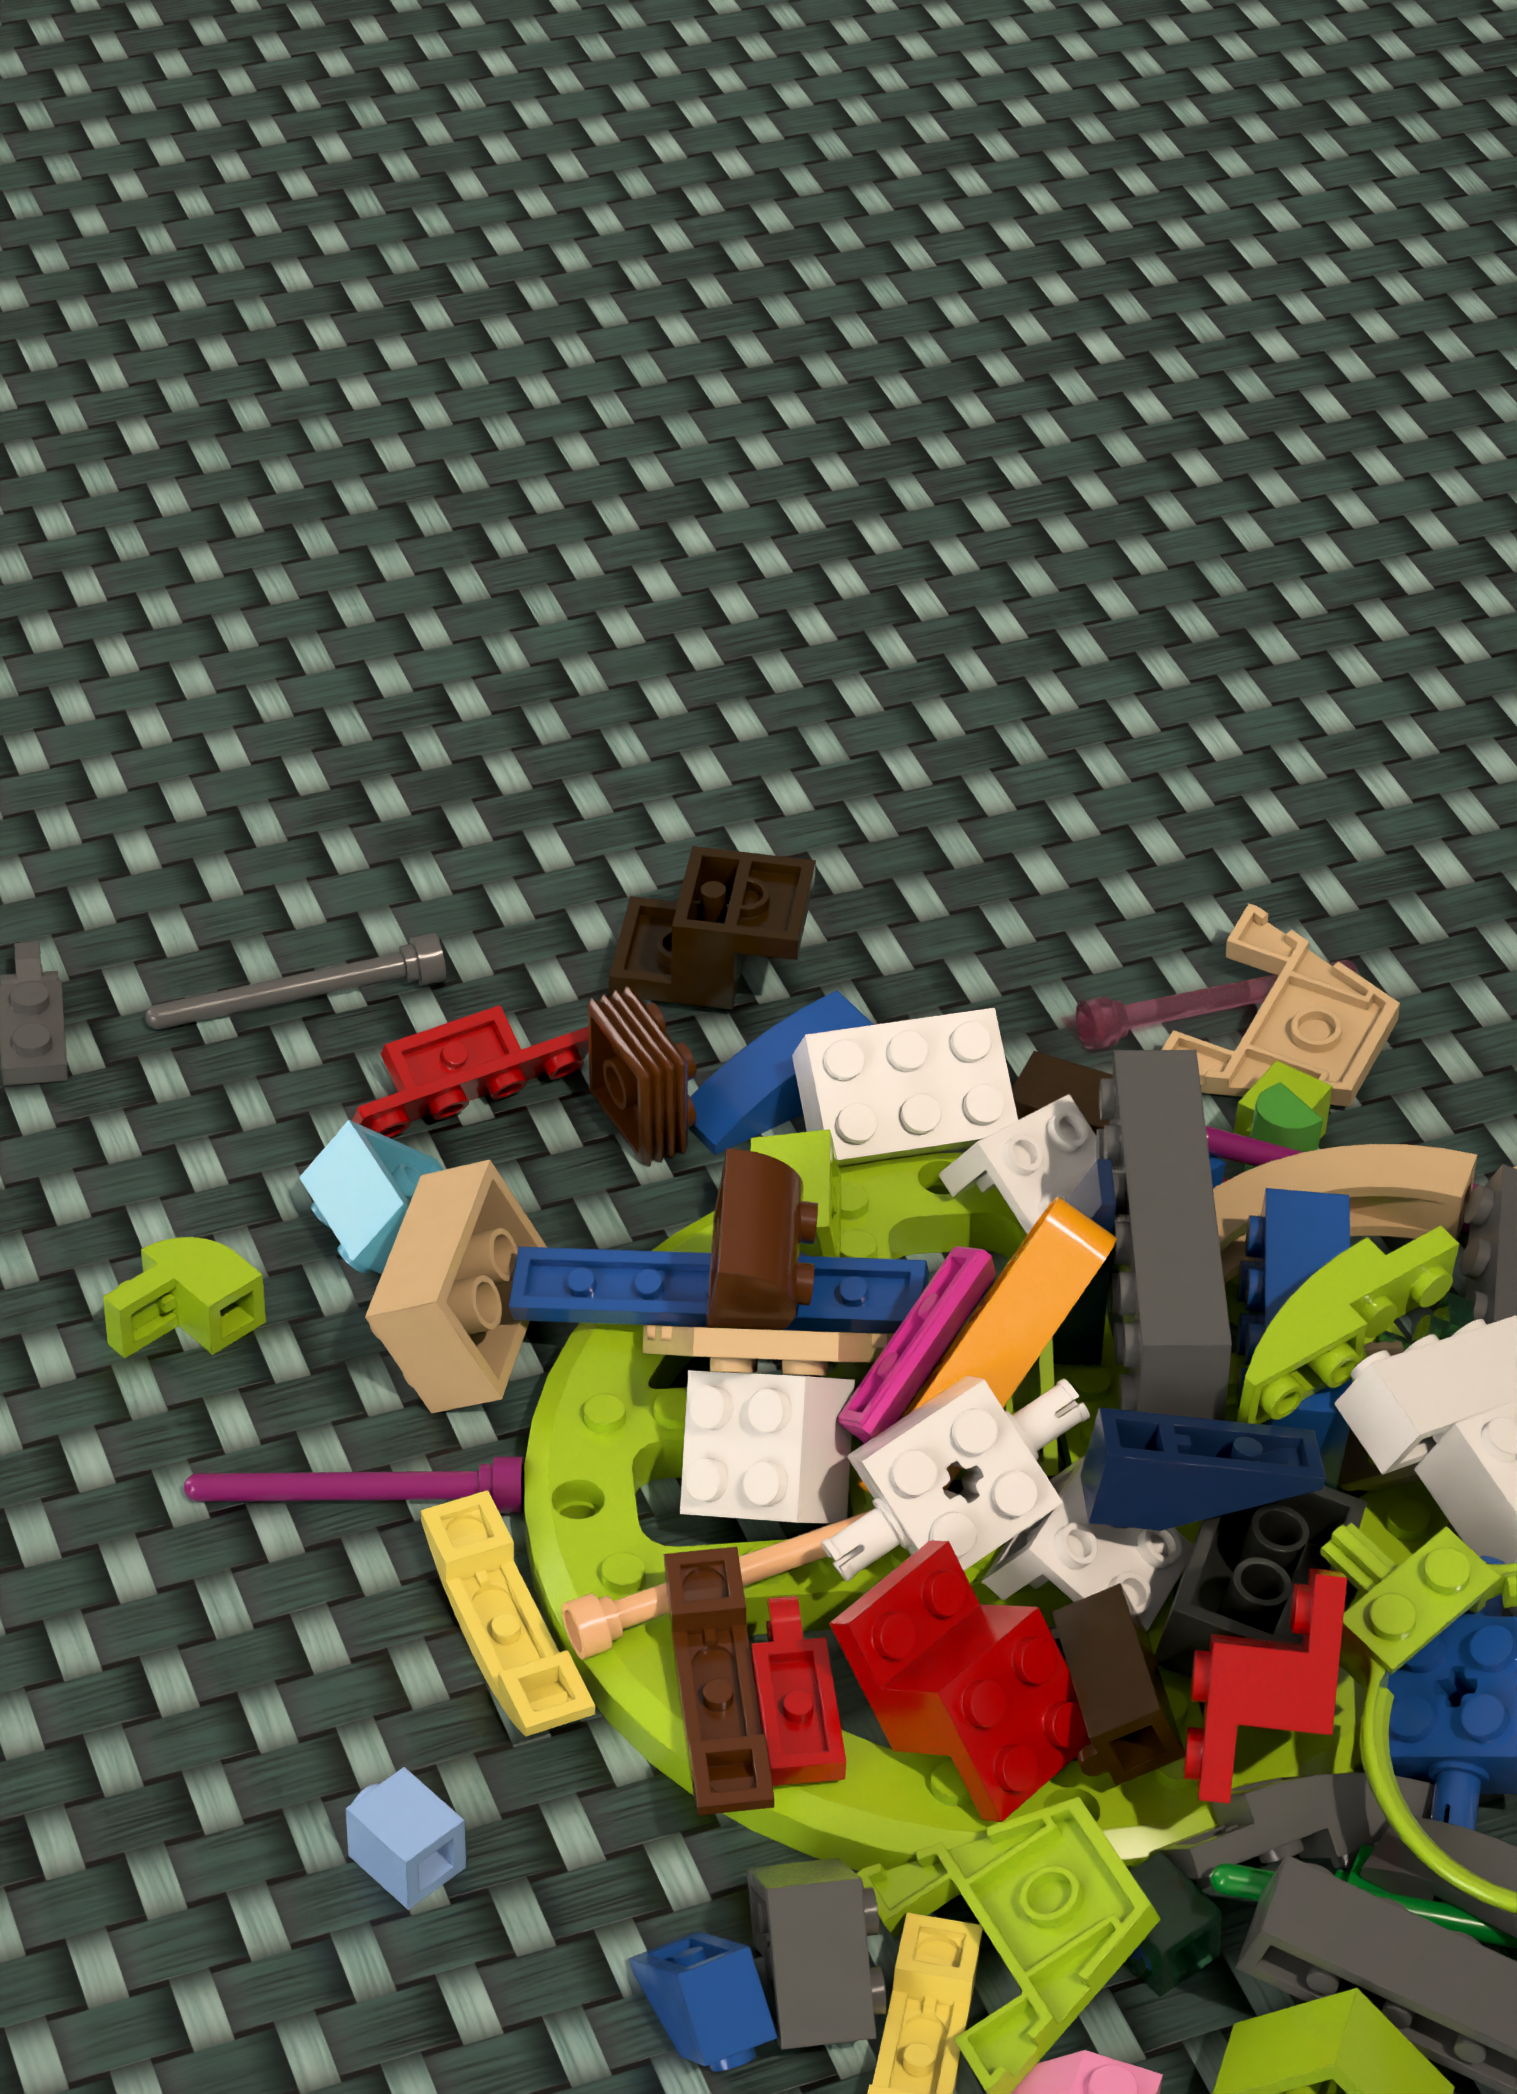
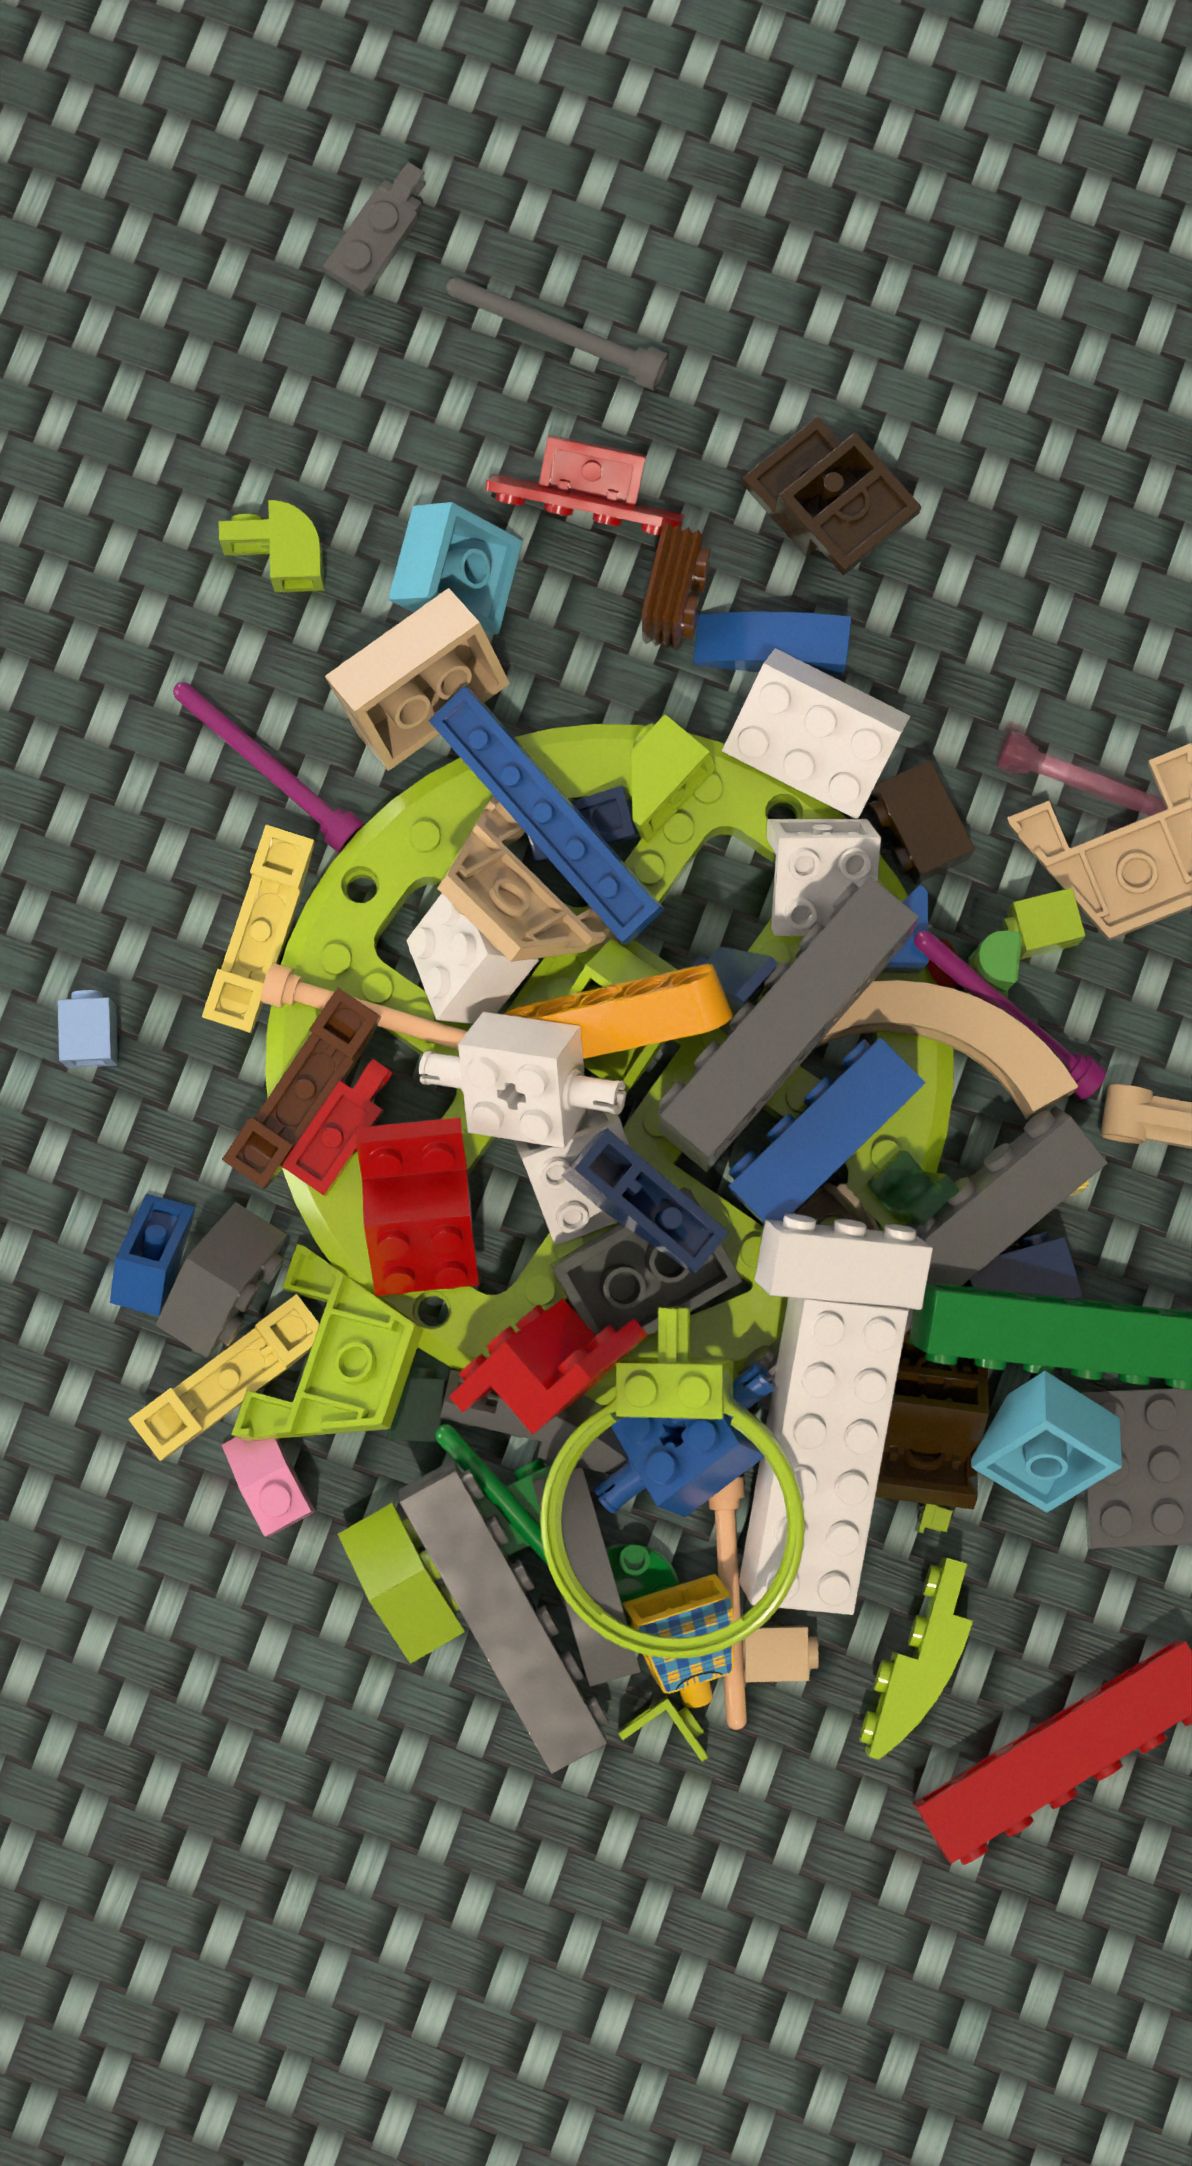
camera: 40 degrees right, 40 degrees up
(757, 1244) = (556, 829): reddish brown brick -> none
(919, 1343) = (575, 978): dark pink slope -> none
(1116, 1687) = (501, 1272): dark brown brick -> none
(1325, 1322) = (785, 1177): lime slope -> none

